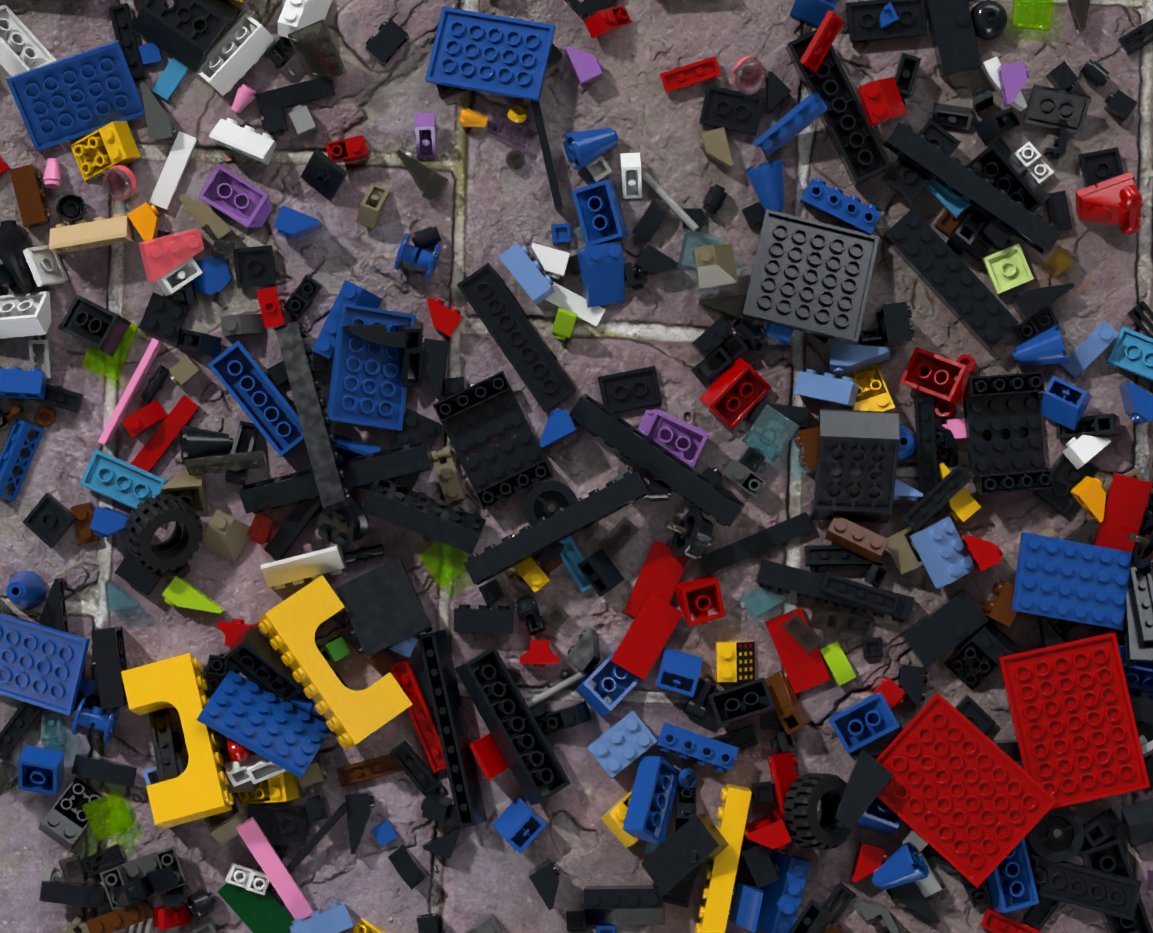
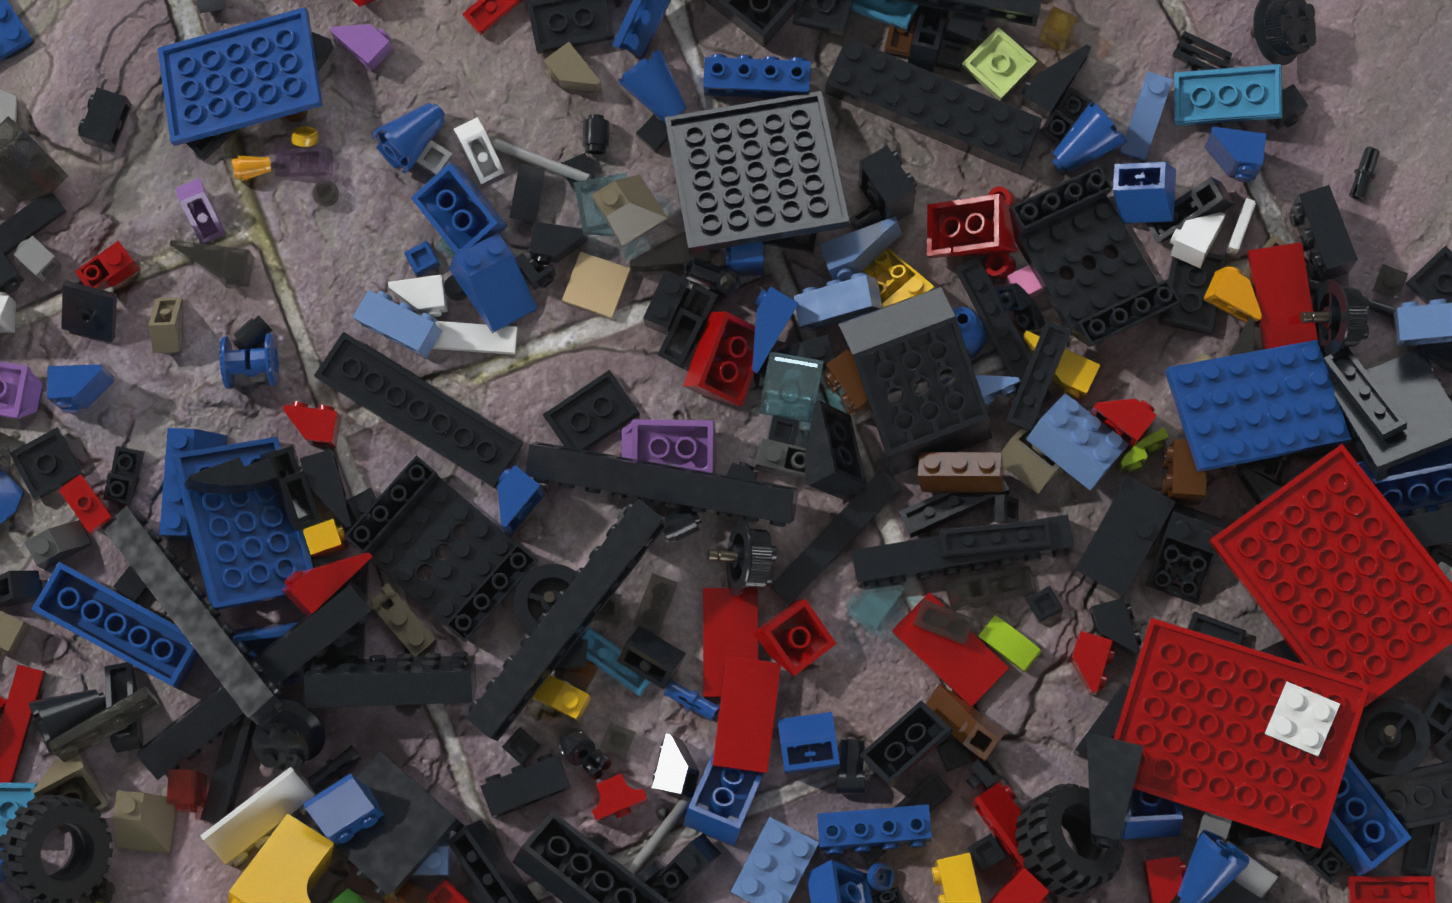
camera: 20 degrees left, 10 degrees down
(360, 589) = (344, 809): none -> slope
(406, 431) = (316, 585): none -> red slope
(419, 398) = (325, 538): none -> yellow brick
(443, 562) = (443, 733): clear neon green plate -> none
(546, 155) = (361, 168): black tile -> none
(564, 324) = (471, 364): lime slope -> none
(615, 611) = (691, 700): none -> blue pin
(670, 303) = (596, 285): none -> tan tile
(735, 661) = (874, 697): yellow slope -> none
(777, 381) = (770, 321): none -> blue slope
(778, 489) = (833, 453): none -> black slope
(863, 722) = (1076, 700): blue slope -> none
(978, 576) = (1137, 455): none -> lime slope
(1004, 802) = (1302, 718): none -> white plate
(1117, 453) = (1240, 227): none -> white tile

